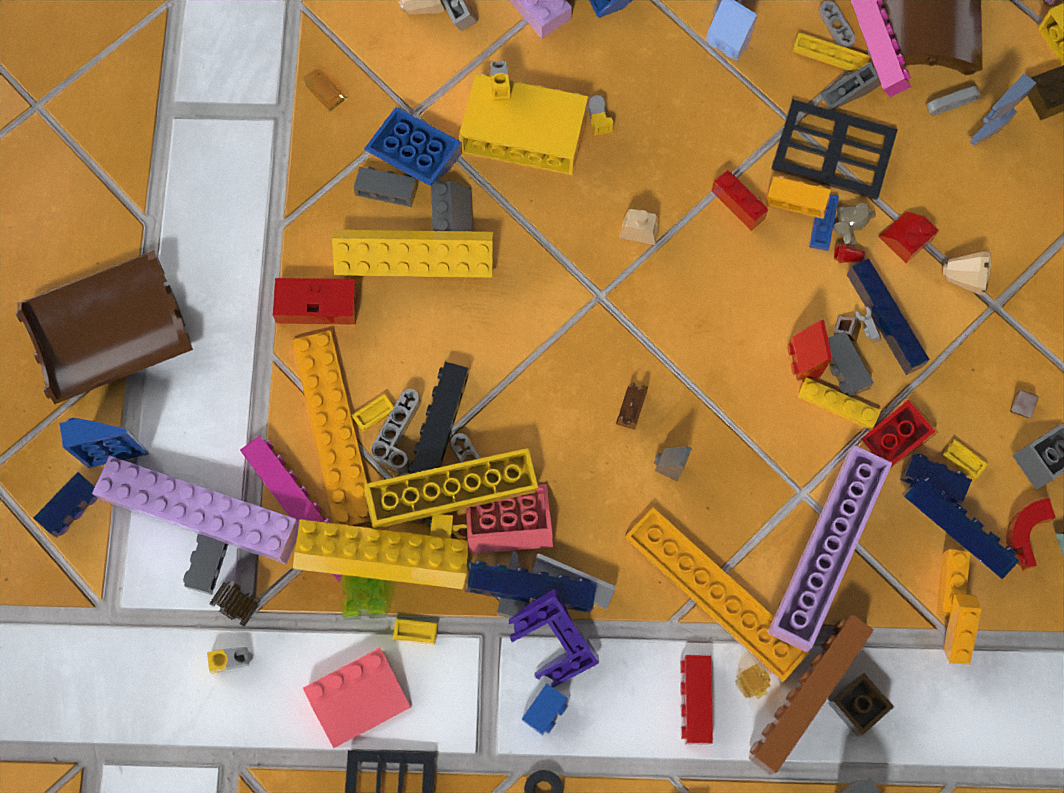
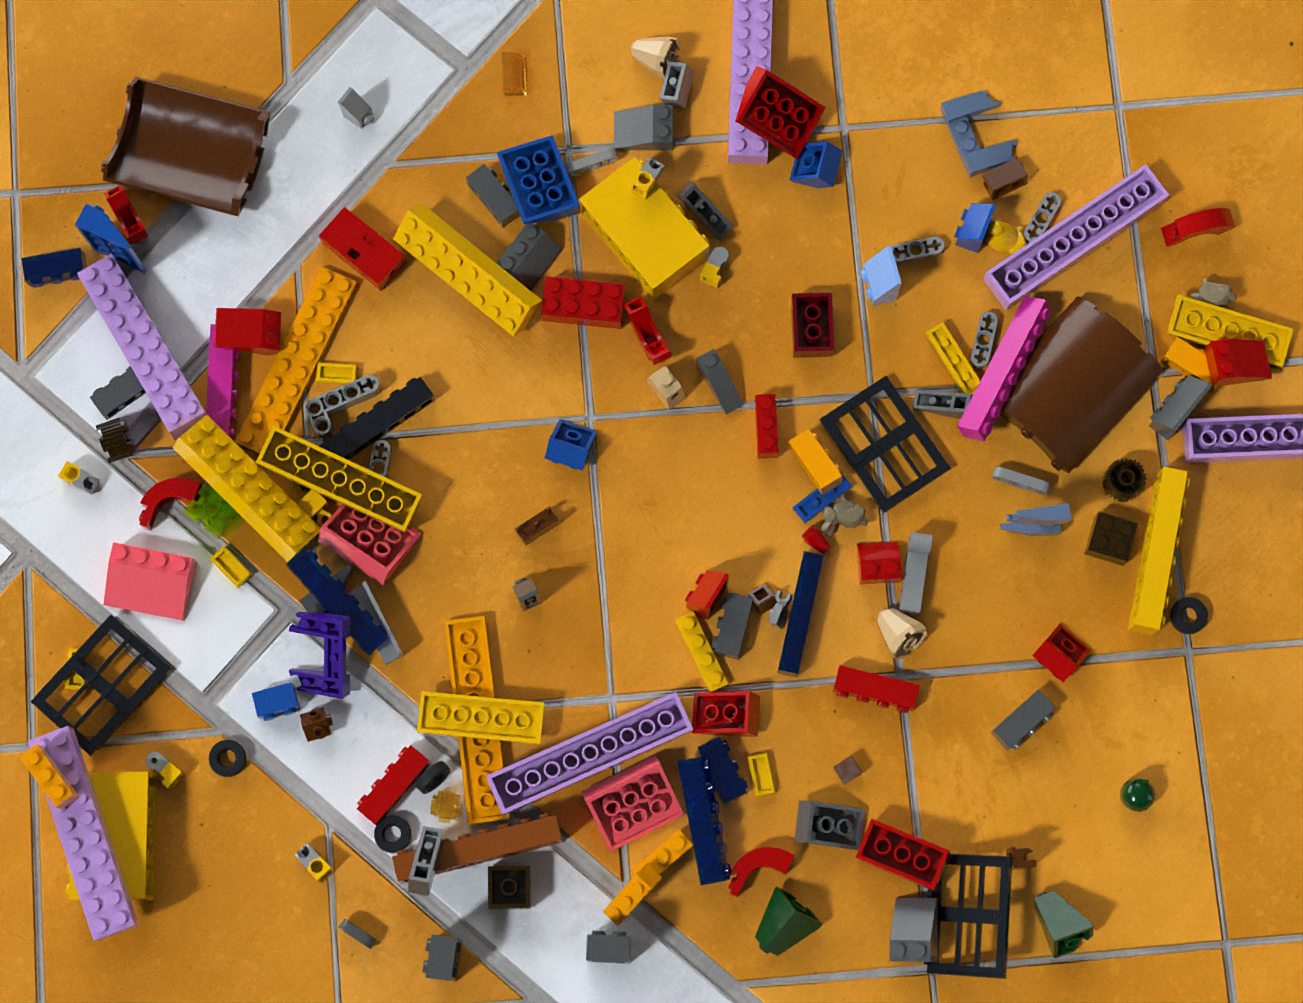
camera: 40 degrees right, 5 degrees up
(82, 409) = (126, 215): none -> red arch
(221, 200) = (355, 108): none -> light grey slope
(275, 430) = (248, 330): none -> red slope
(312, 610) = (165, 492): none -> red arch
(441, 107) = (591, 162): none -> light grey beam
(459, 56) = (644, 128): none -> slope
(523, 213) = (583, 302): none -> red brick
(555, 79) = (704, 210): none -> dark grey slope
(590, 200) = (646, 331): none -> red arch
(594, 701) = (316, 724): none -> reddish brown brick
(606, 325) = (570, 444): none -> blue slope
(674, 194) = (719, 381): none -> dark grey slope
(709, 102) = (812, 325): none -> dark red brick
(721, 588) = (480, 717): none -> yellow plate
(724, 666) = (432, 777): none -> black tyre
(739, 731) = (386, 822): none -> black tyre
(788, 737) = (425, 861): none -> dark grey slope
(891, 559) = (632, 803): none -> coral slope
(950, 237) = (914, 573): none -> light grey beam
(983, 686) = (608, 948): none -> dark grey brick
(990, 327) = (875, 688): none -> red brick
(1024, 45) = (1116, 487): none -> dark brown brick

